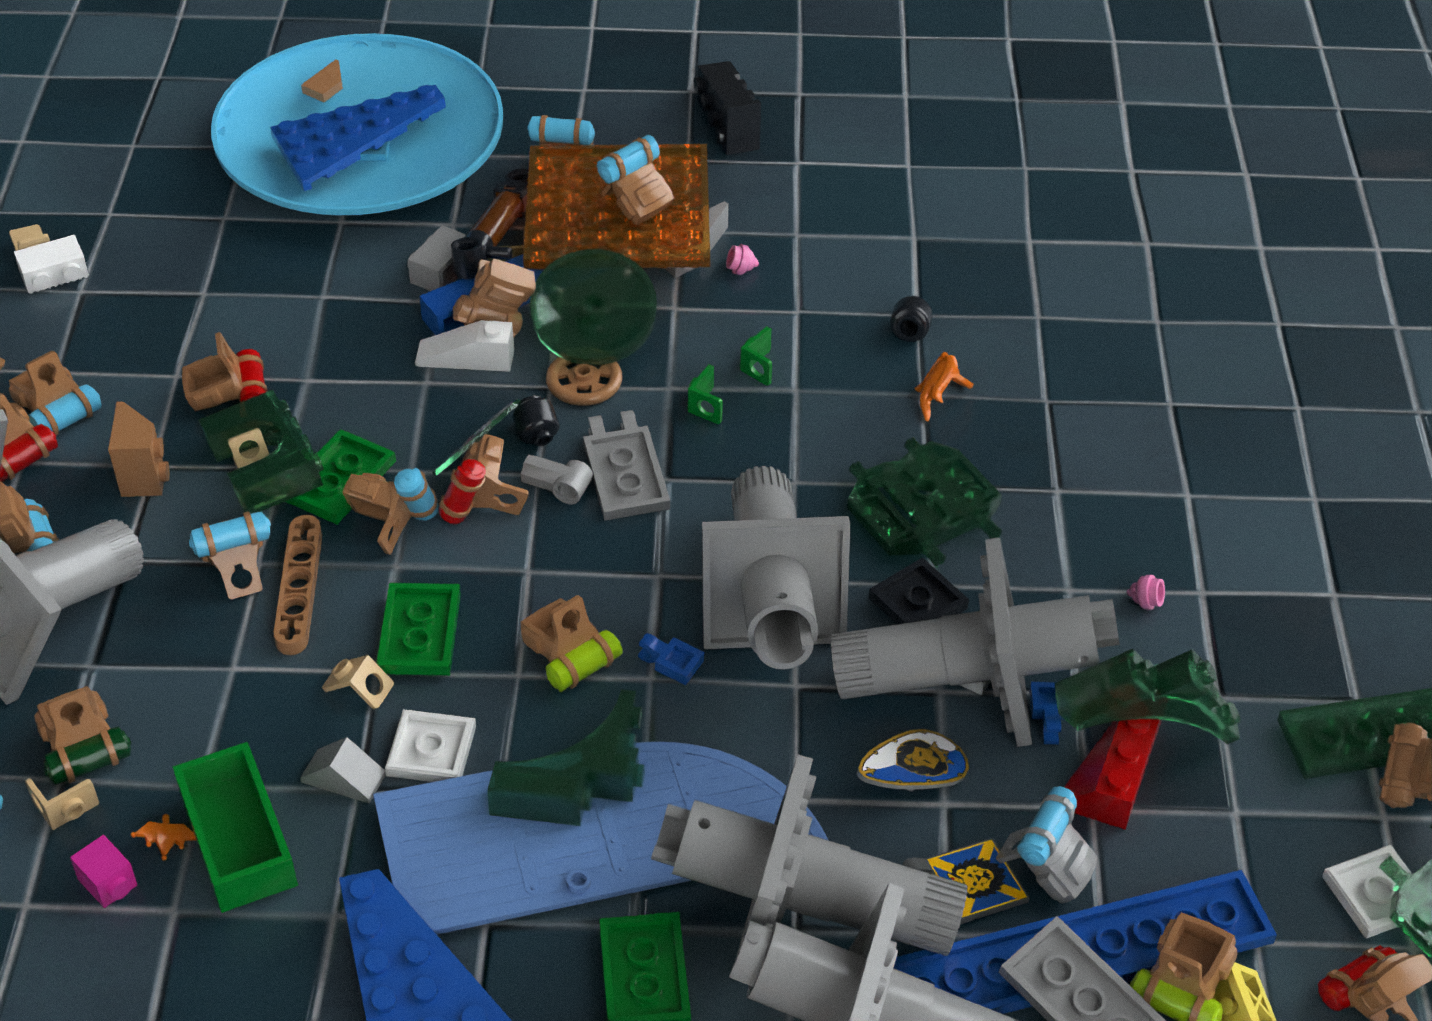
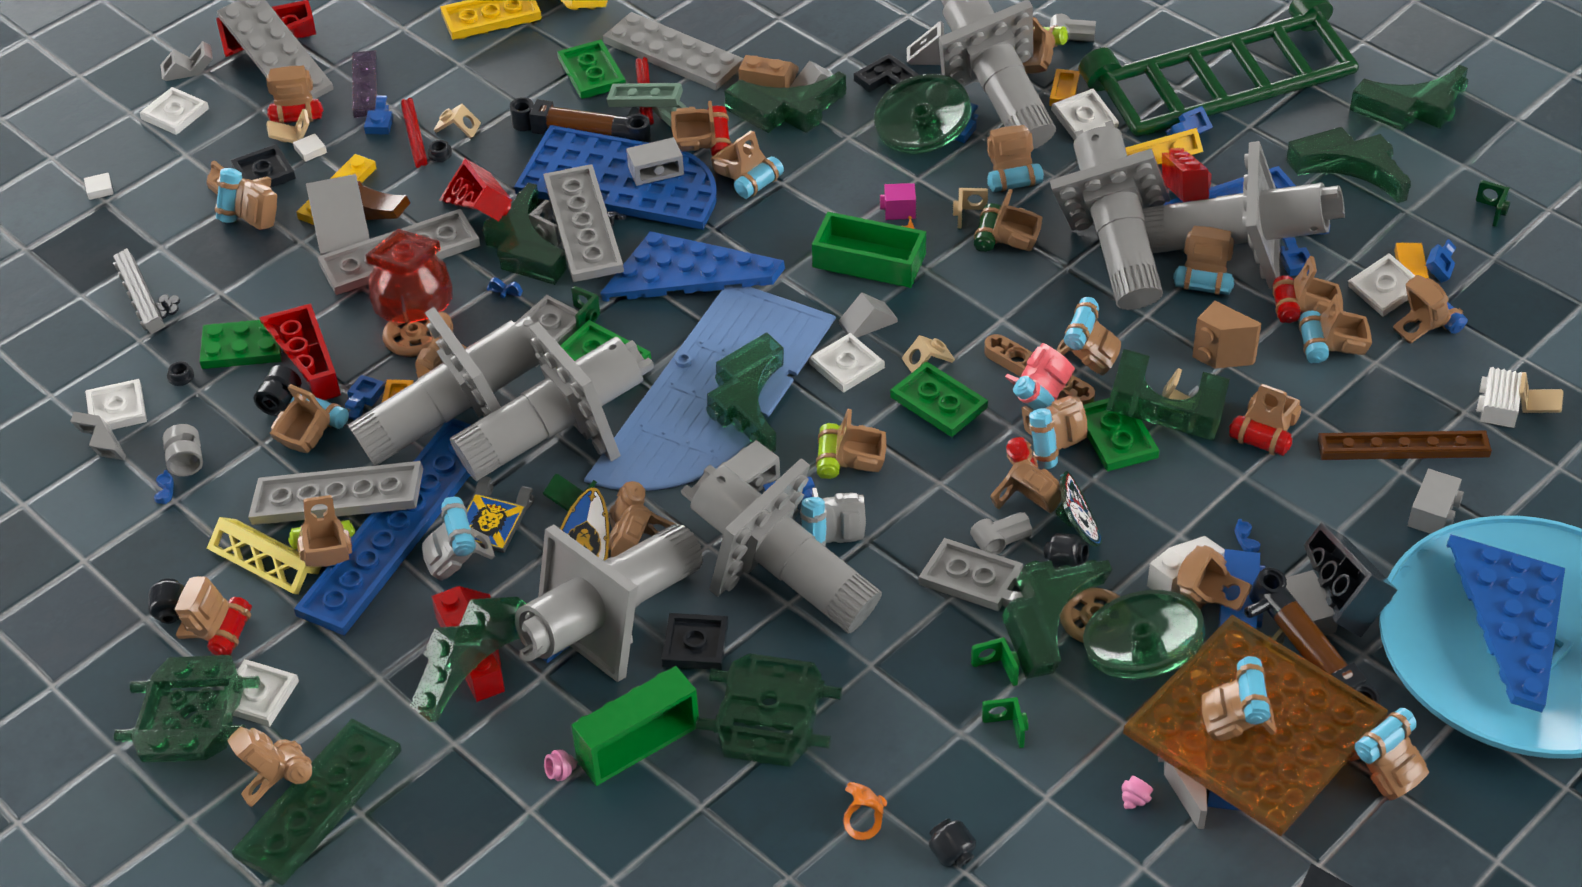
camera: 135 degrees right, 0 degrees up
(167, 301) = (1404, 445): none -> reddish brown tile
(238, 245) = (1435, 502): none -> light grey brick
(337, 537) = (1042, 378): none -> coral piece
(396, 333) = (1242, 531): none -> blue piece
(402, 226) = (1351, 581): none -> black wedge
(615, 387) = (1035, 616): none -> clear green arch
(675, 578) = (834, 518): none -> light grey piece
(681, 703) = (755, 465): none -> light grey brick
(861, 723) = (631, 518): none -> medium nougat piece
(870, 832) = (563, 491): none -> dark green bracket
(1064, 549) = (635, 725): none -> green piece

